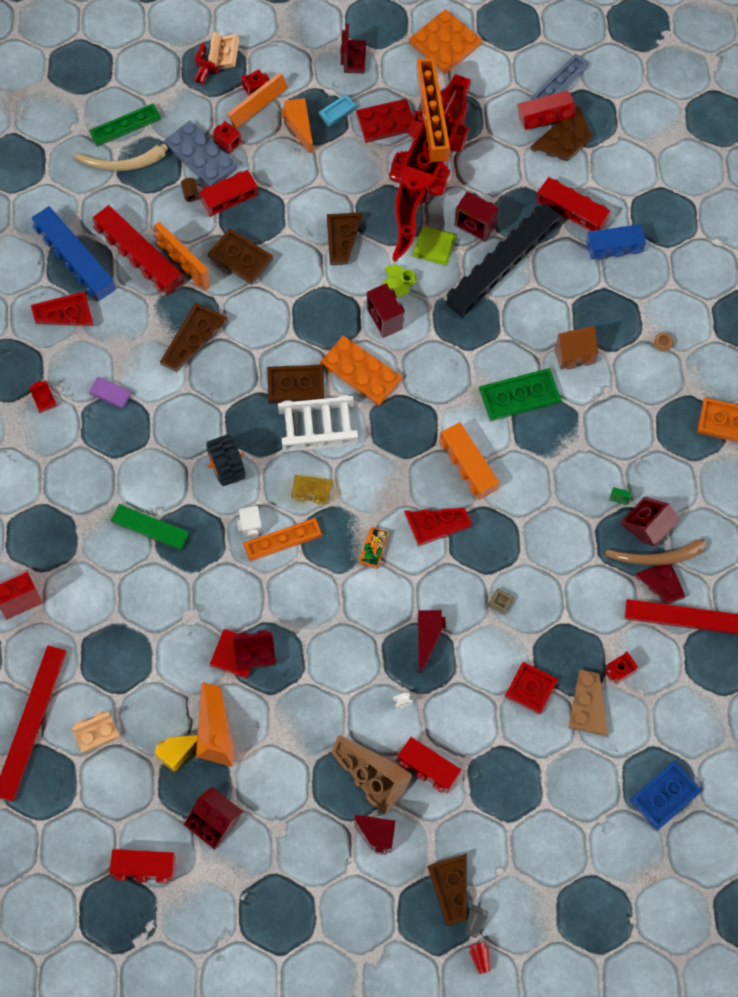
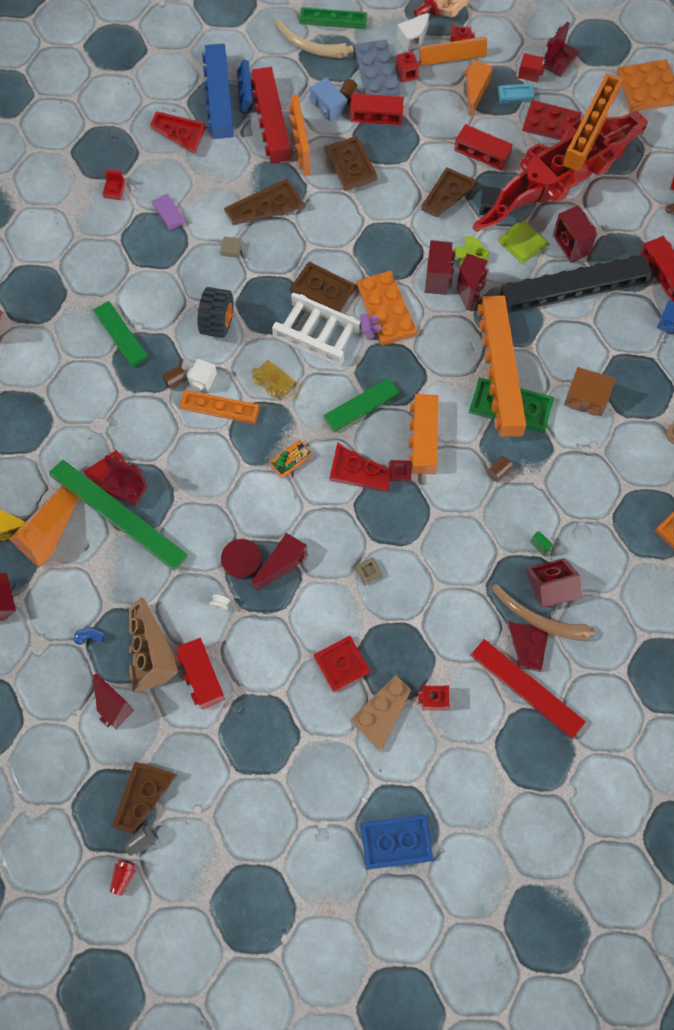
camera: 35 degrees right, 0 degrees up
(94, 236) = (244, 86): none -> blue tile
(178, 207) = (328, 99): none -> medium blue brick
(189, 392) = (231, 247): none -> dark tan tile
(209, 101) = (413, 32): none -> white slope
(226, 536) = (174, 376): none -> reddish brown piece
(267, 681) = (118, 515): none -> green tile
(312, 793) = (88, 632): none -> blue arm
(336, 79) = (531, 67): none -> red brick
(345, 177) = (483, 147): none -> red brick
(359, 395) = (368, 325): none -> medium lavender tile
(384, 225) = (488, 199): none -> black panel
(393, 654) = (241, 558): none -> dark red tile
(399, 467) = (361, 405): none -> green tile
(419, 307) = (472, 279): none -> dark red slope
(471, 504) = (399, 470): none -> dark red tile
(493, 366) = (502, 366): none -> orange brick
(547, 454) = (499, 469): none -> reddish brown piece

